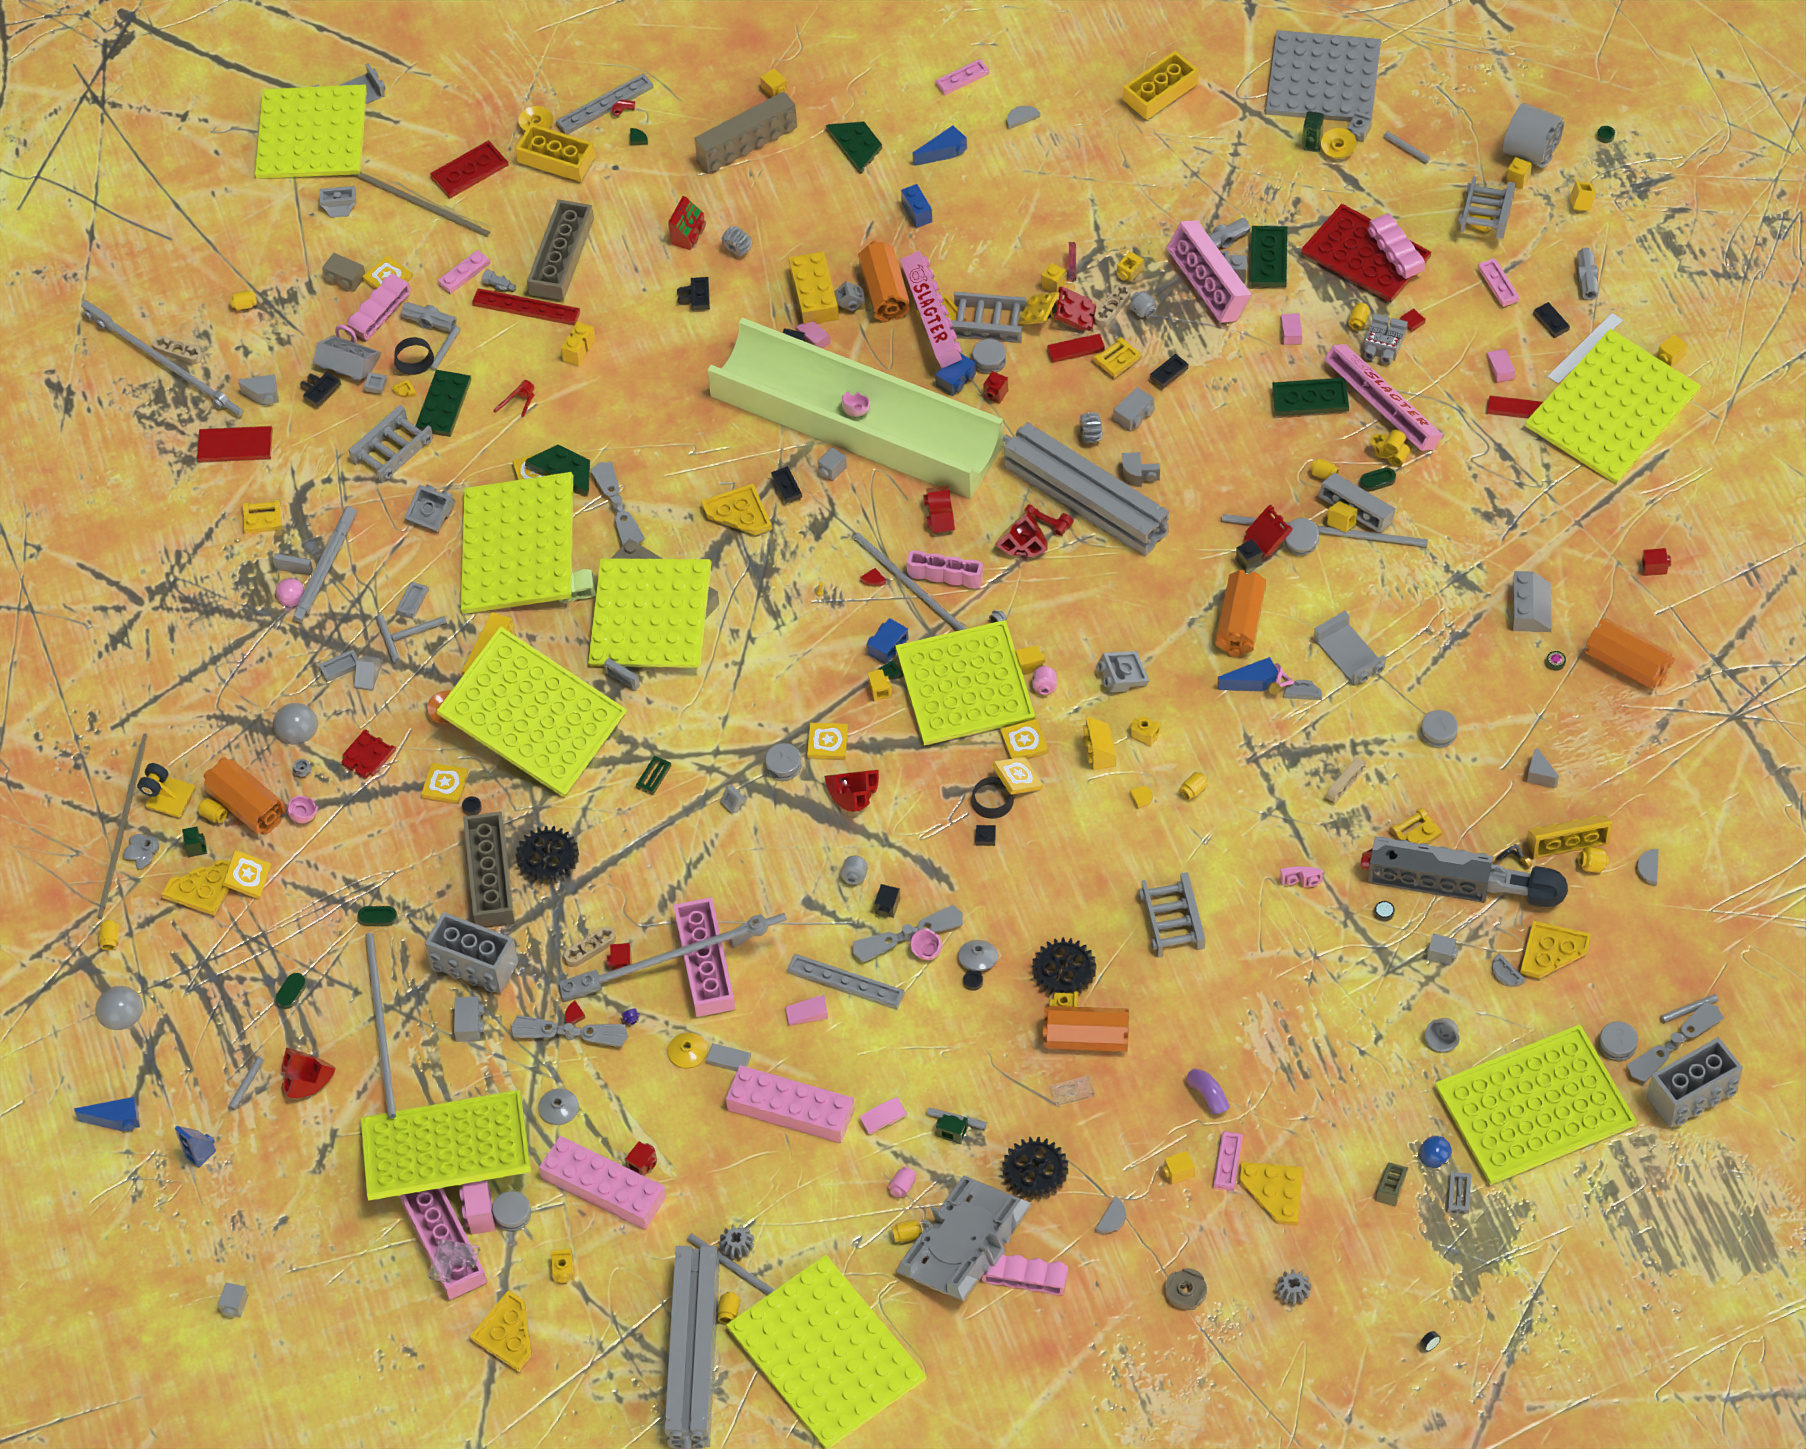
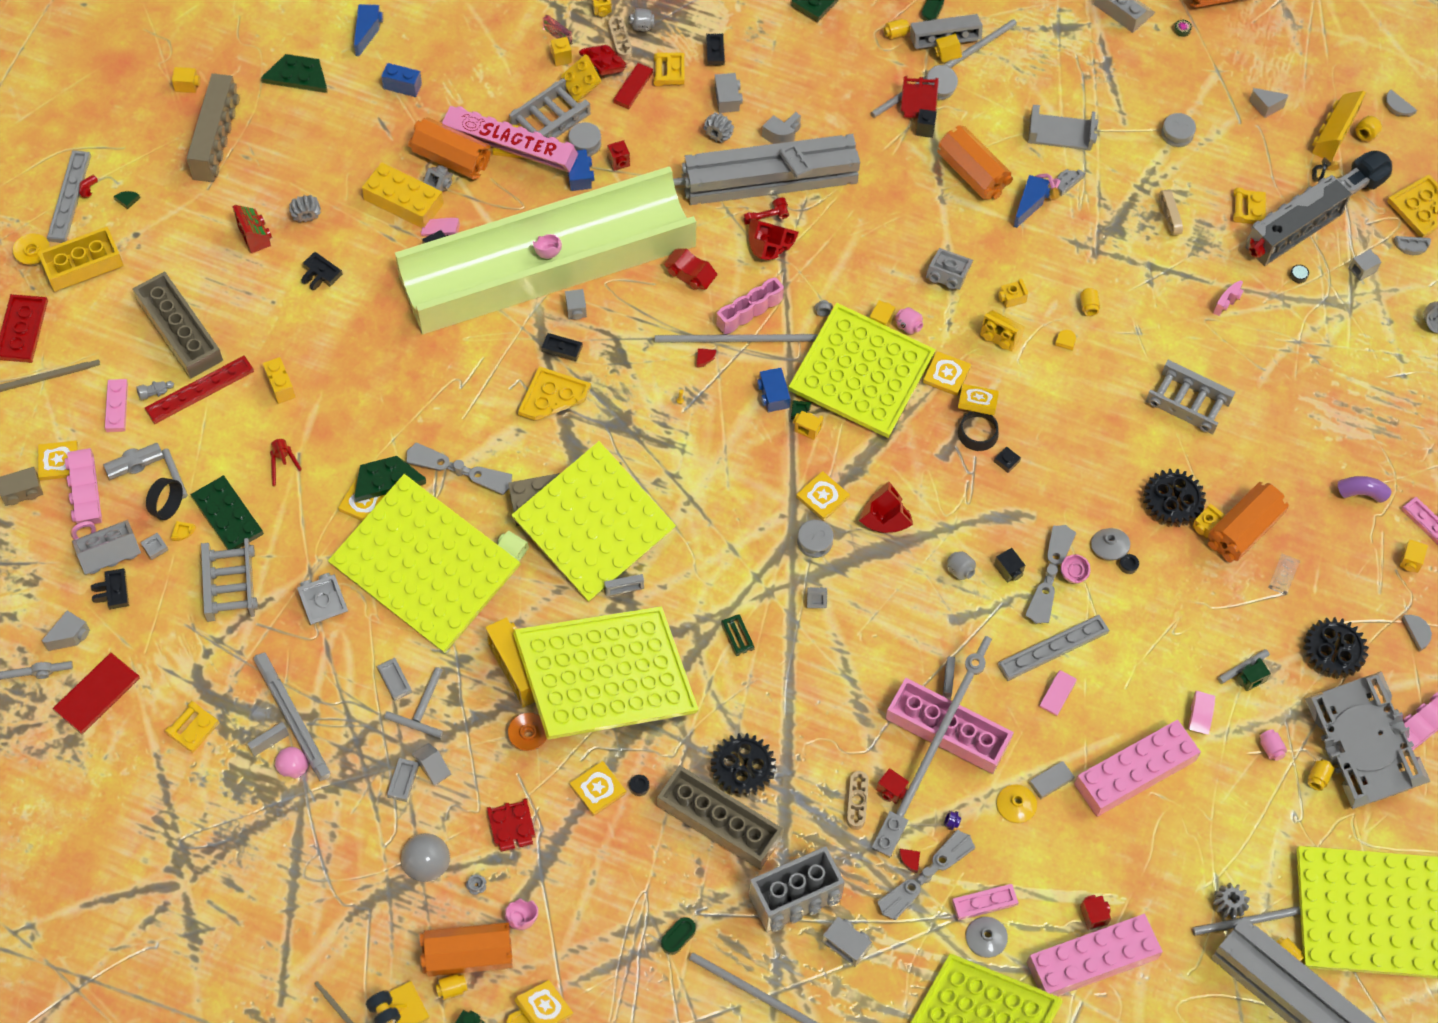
camera: 55 degrees left, 5 degrees up
(583, 1083) = (985, 902): none -> bright pink plate
(1096, 492) = (795, 161): none -> light grey plate

